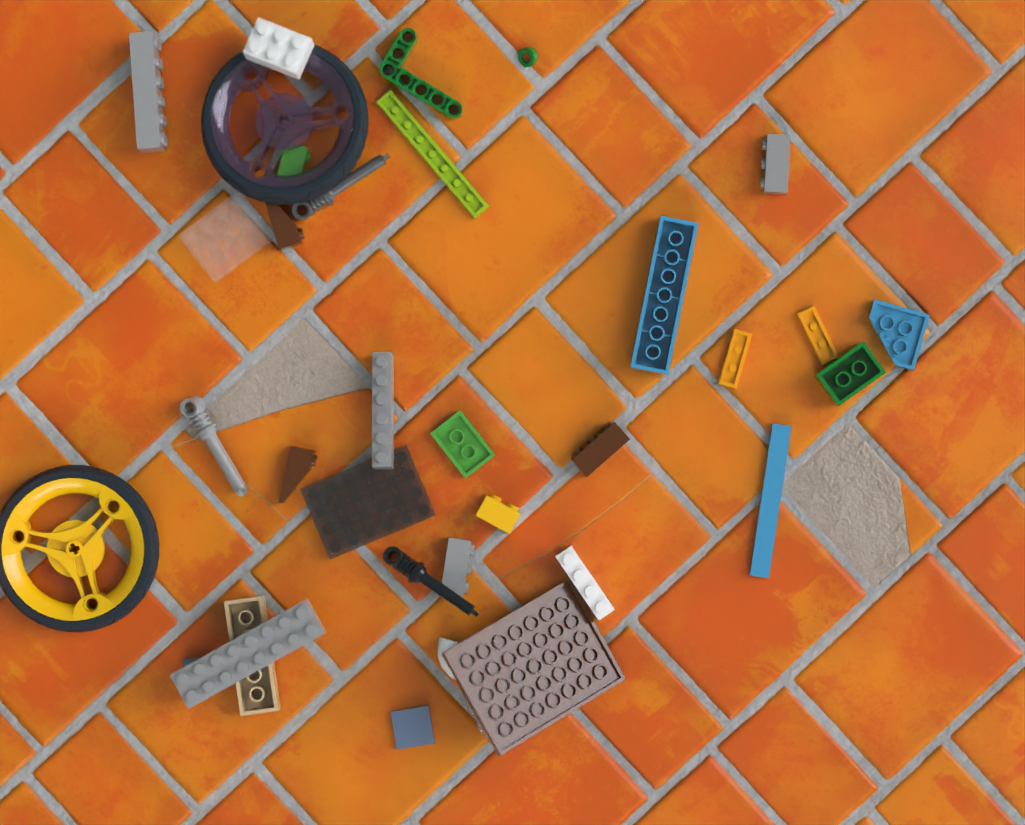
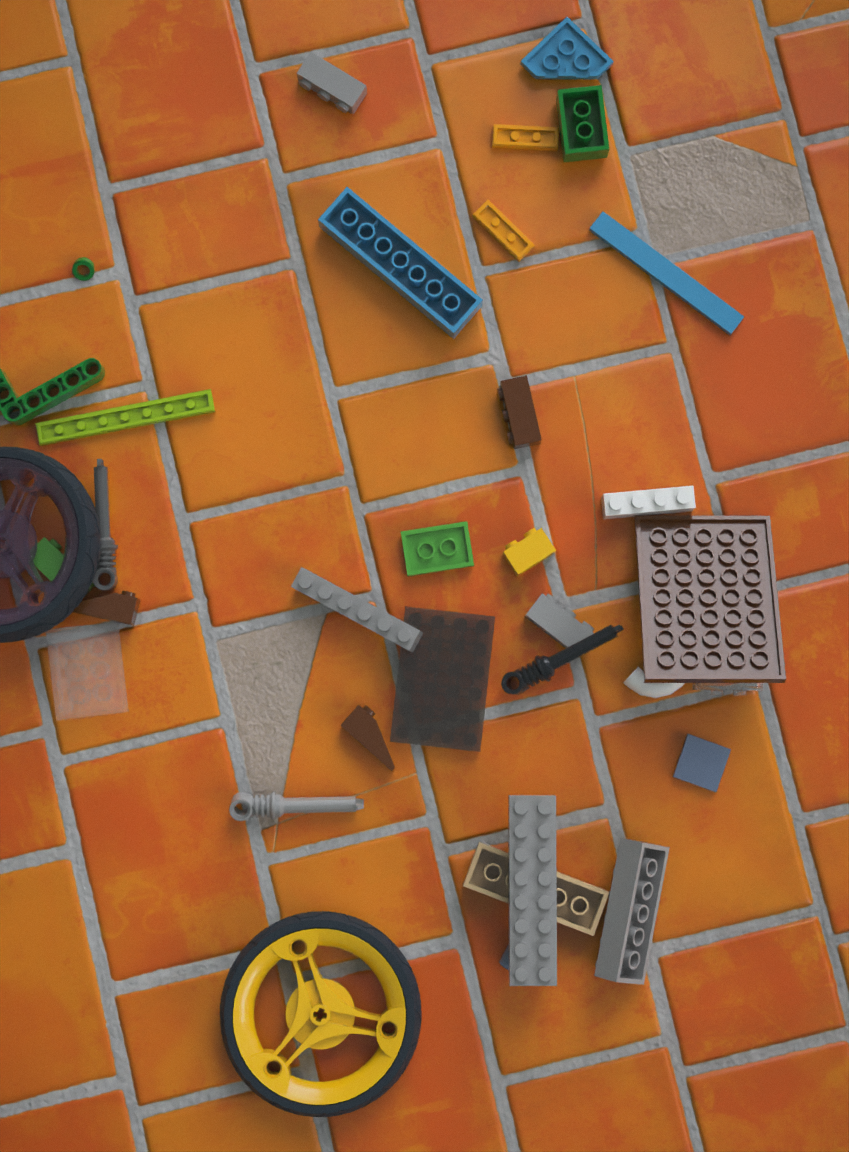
camera: 65 degrees left, 5 degrees down
(274, 734) = (631, 911): none -> light grey brick

